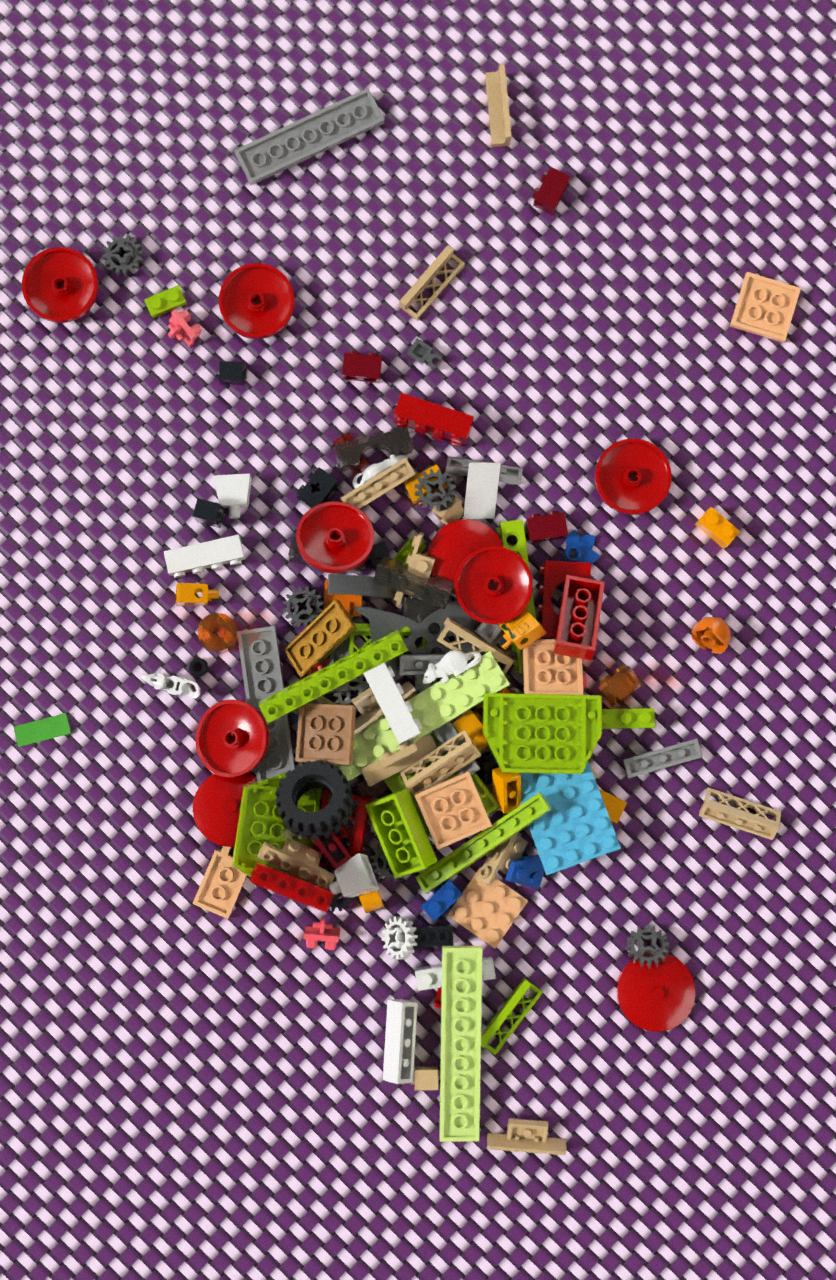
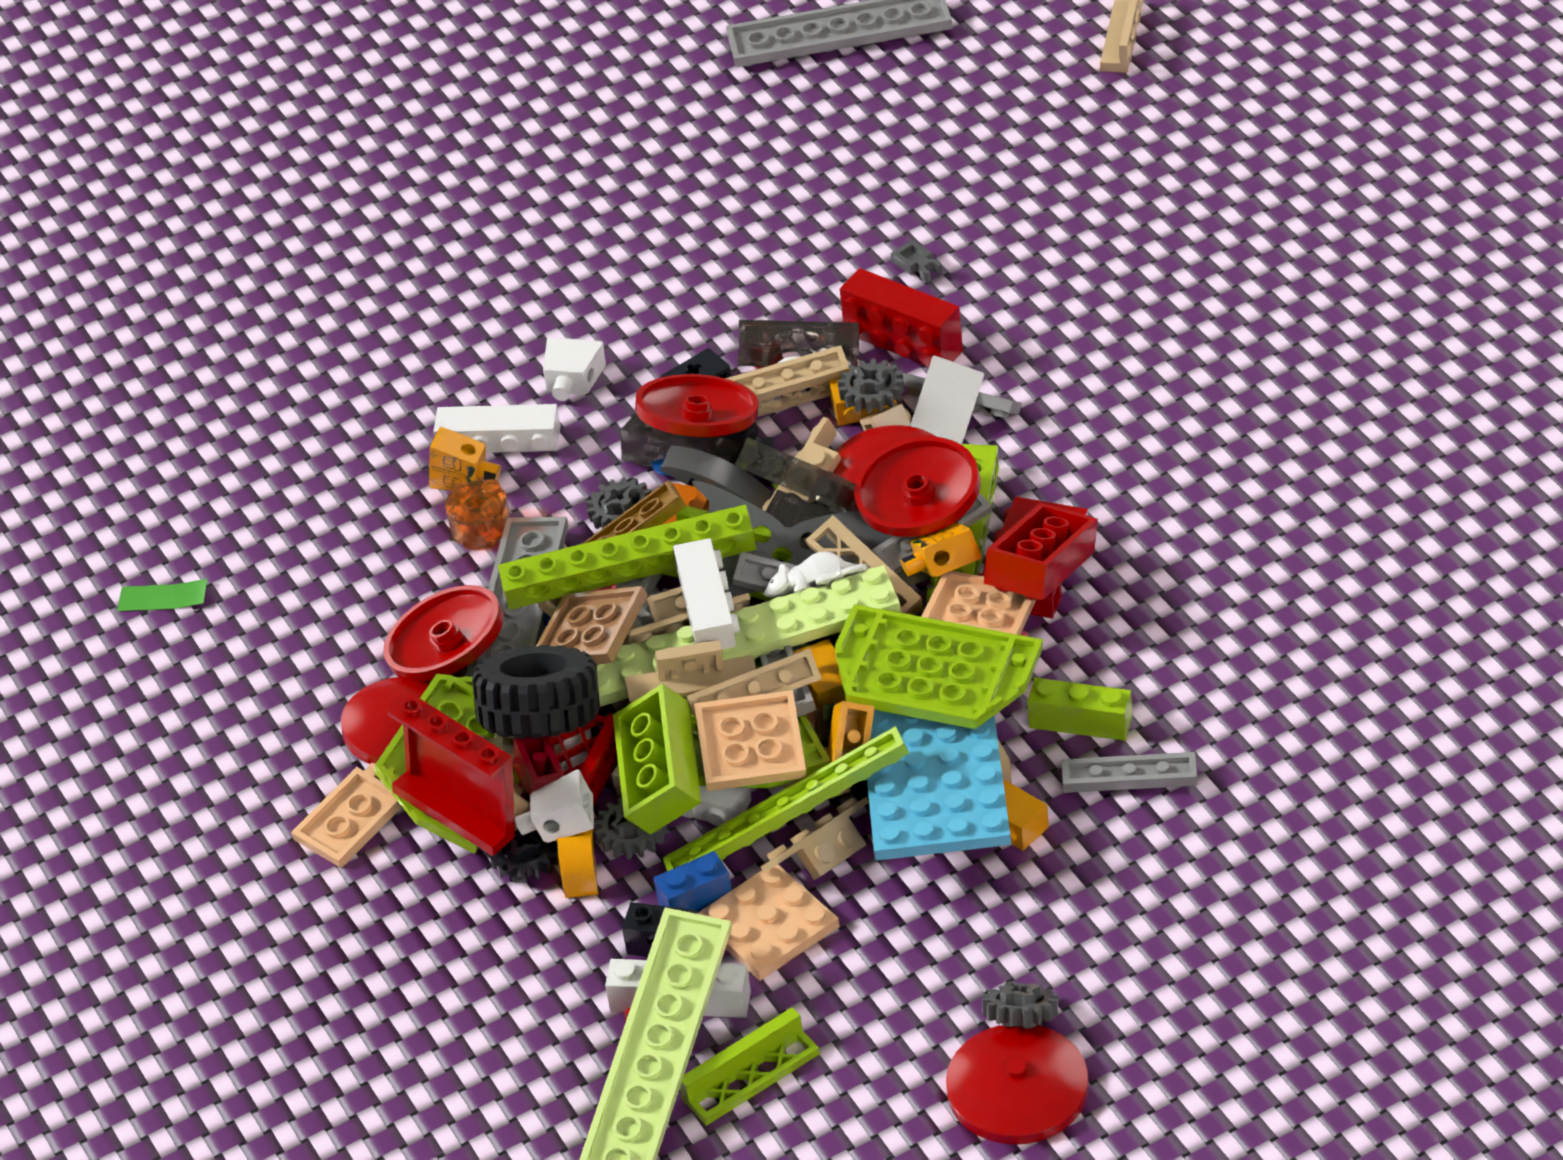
camera: 25 degrees right, 40 degrees down
(60, 285) = (422, 123): red dish -> none
(115, 252) = (524, 109): dark grey gear -> none
(165, 301) = (563, 165): lime plate -> none
(173, 685) = (384, 562): white animal -> none
(180, 328) = (576, 190): coral hips -> none
(192, 667) = (430, 554): black plate -> none
(209, 513) = (522, 374): black brick -> none
(232, 373) = (624, 243): black brick -> none
(256, 301) = (692, 171): red dish -> none
(321, 932) = (480, 896): coral hips -> none
(362, 367) = (818, 261): dark red brick -> none
(399, 937) = (603, 917): white gear -> none
(400, 1041) = (549, 1058): white brick -> none
(425, 1078) = (569, 1122): tan brick -> none
(428, 276) = (950, 185): tan fence -> none
(526, 871) = (850, 872): blue wing -> none
(546, 527) = (1033, 469): dark red brick -> none
(551, 191) = (1171, 116): dark red brick -> none
(581, 546) = (1074, 495): blue plate -> none
(619, 685) = (1085, 656): clear orange brick -> none
(633, 476) = (1189, 425): red dish -> none
(712, 633) = (1258, 625): orange cylinder -> none
(717, 527) = (1308, 504): light orange brick -> none
(740, 817) = (1239, 866): tan fence -> none
(765, 307) = (1462, 274): light nougat plate -> none

